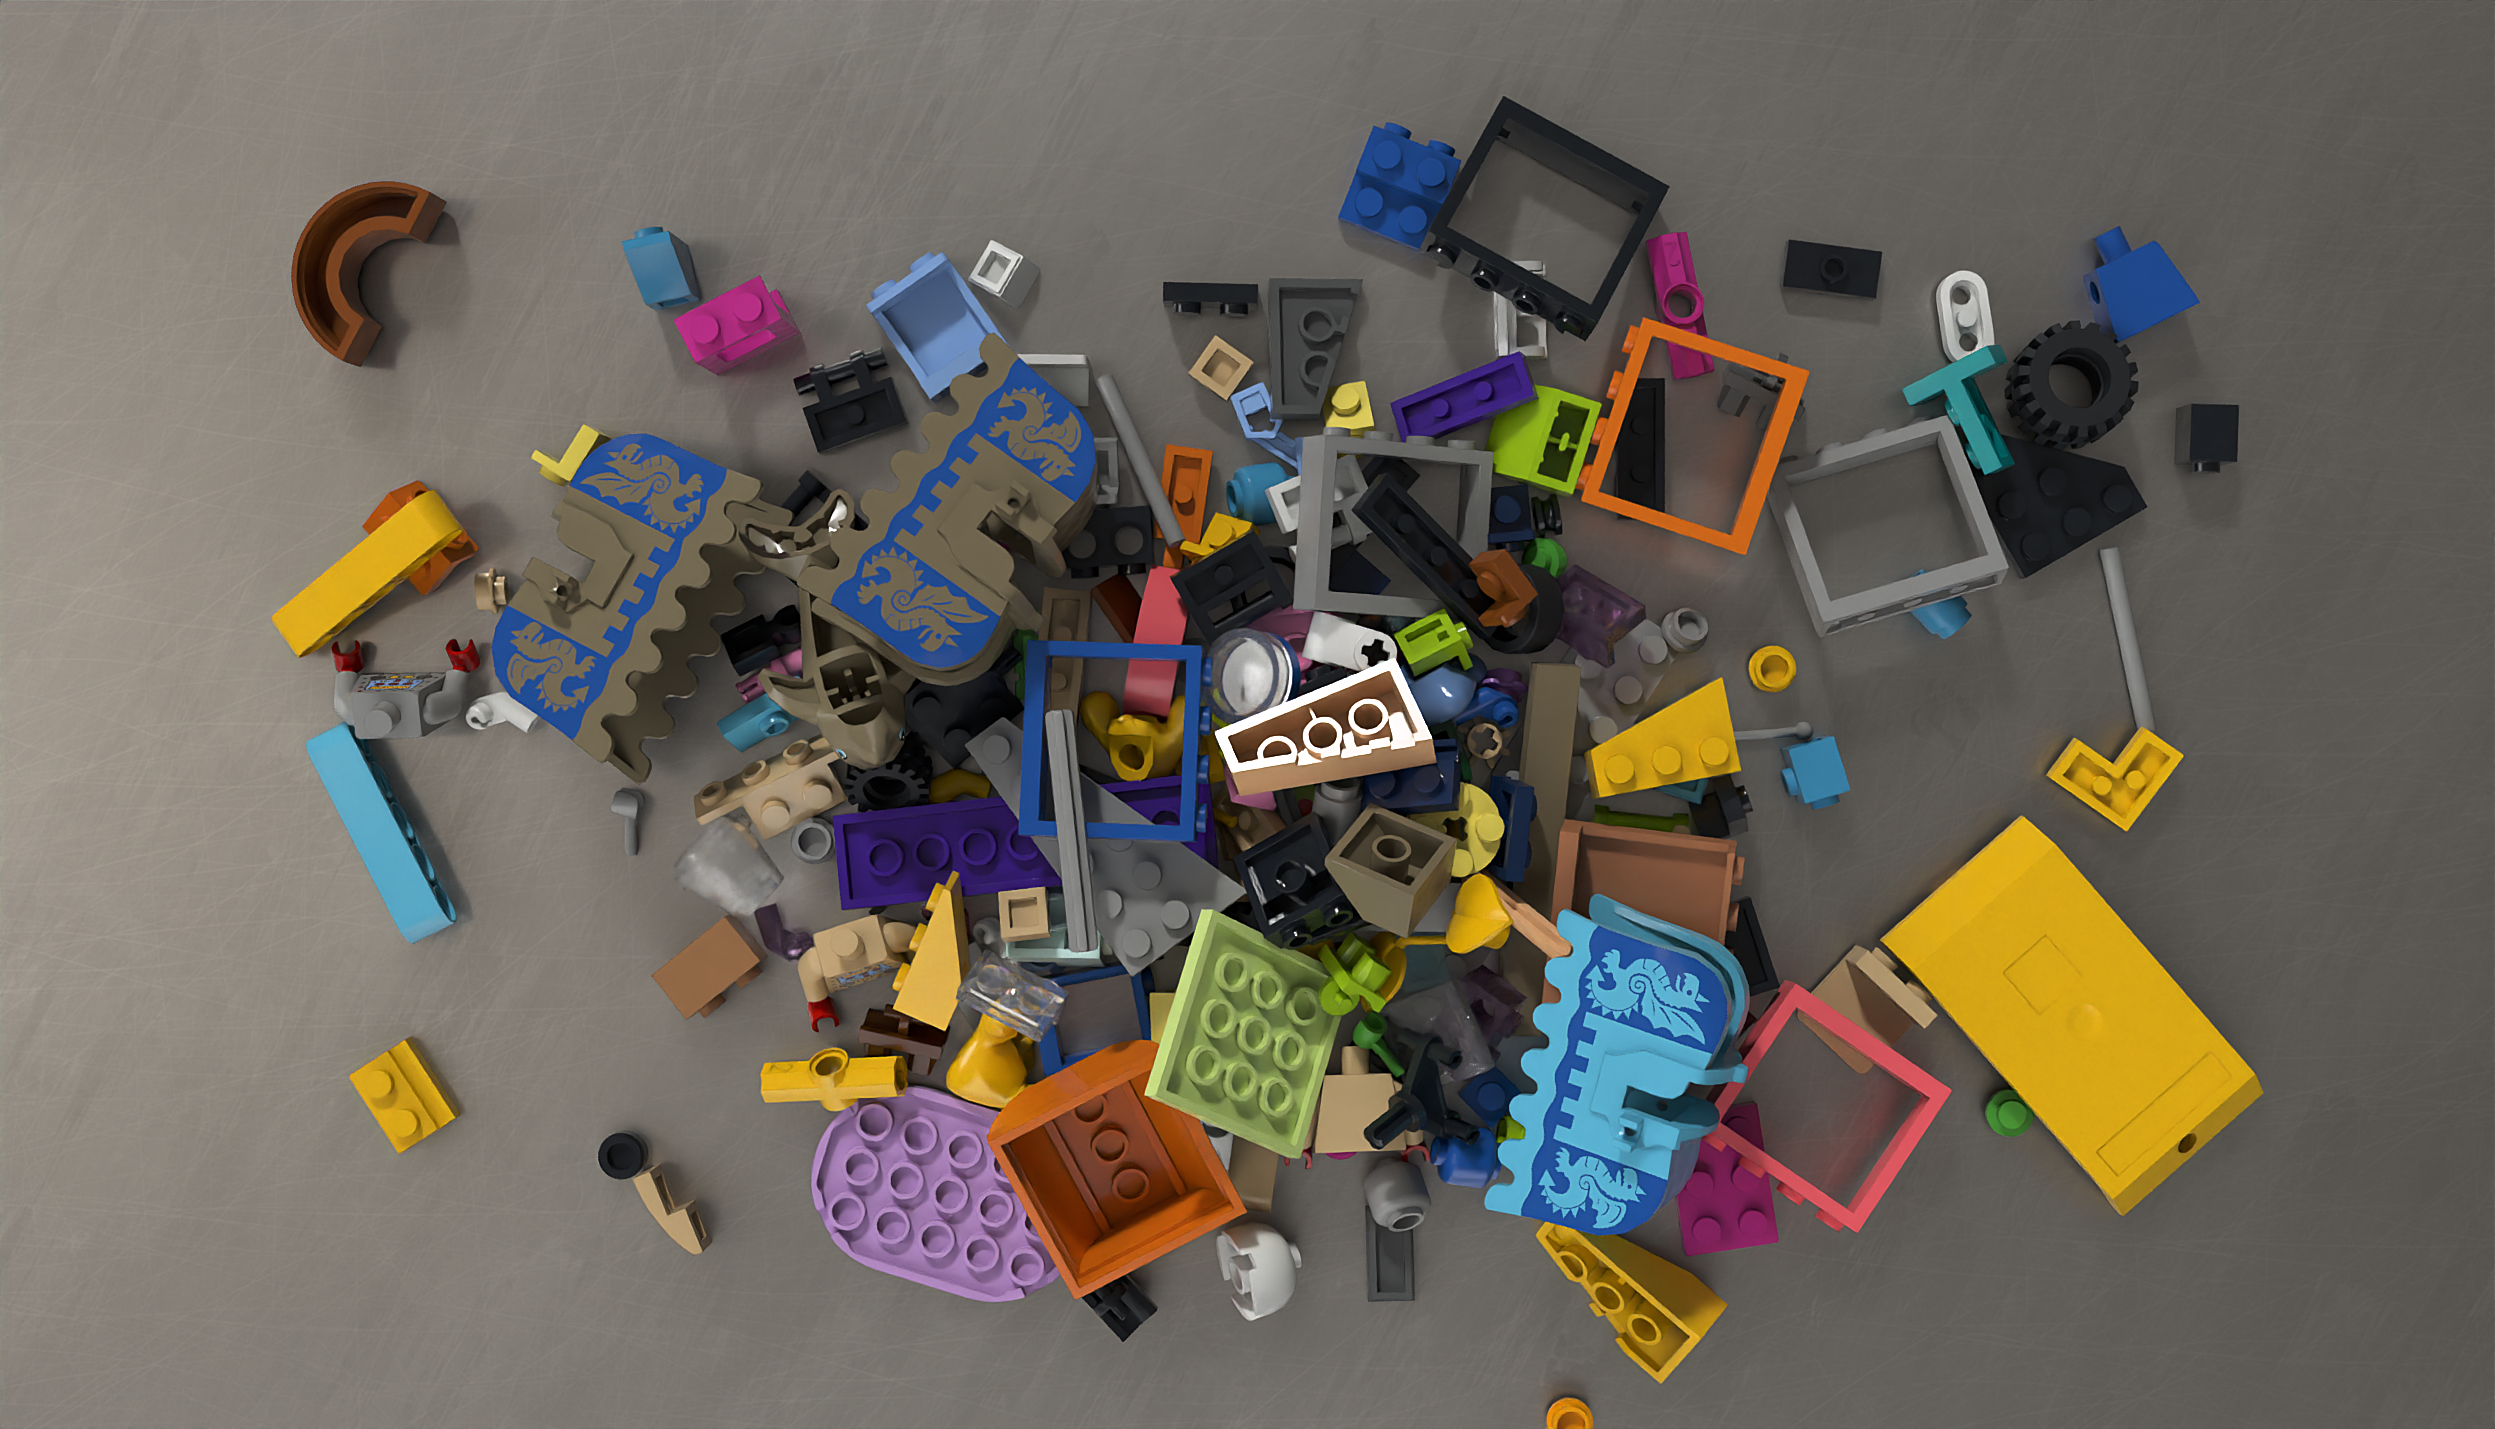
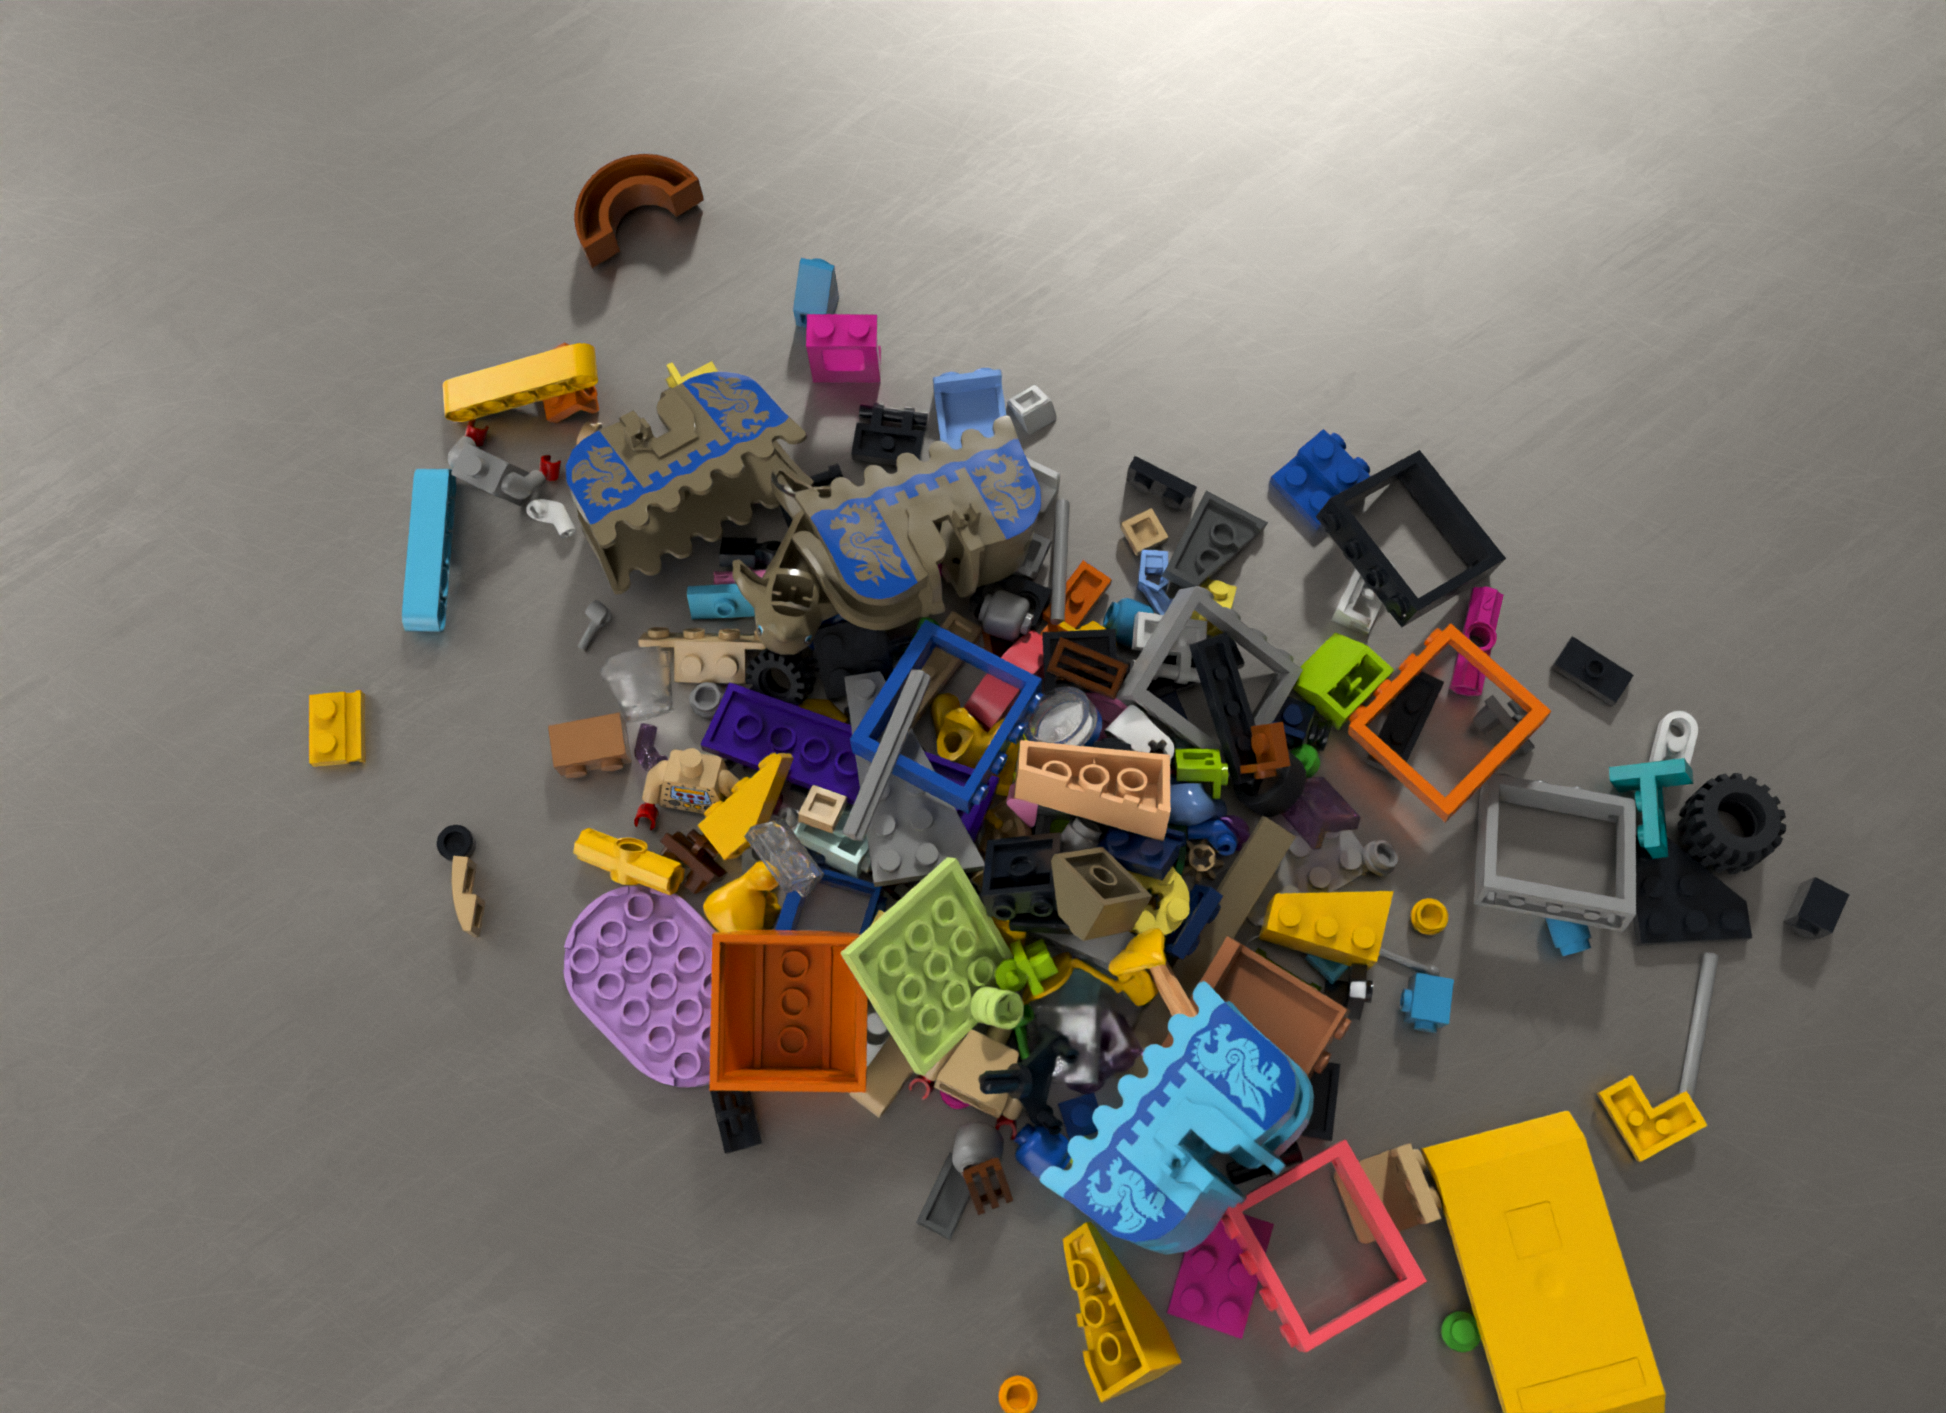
camera: 30 degrees right, 15 degrees down
(1114, 571) = (1005, 615): none -> light grey head
(1205, 599) = (1080, 681): none -> reddish brown tile
(1259, 1266) = (851, 1151): white cylinder -> none
(1341, 1039) = (997, 1007): none -> yellowish green wheel
(1428, 1234) = (991, 1195): none -> reddish brown tile
(1466, 398) = (1304, 627): dark purple plate -> none
(2134, 286) = (1806, 782): blue torso -> none

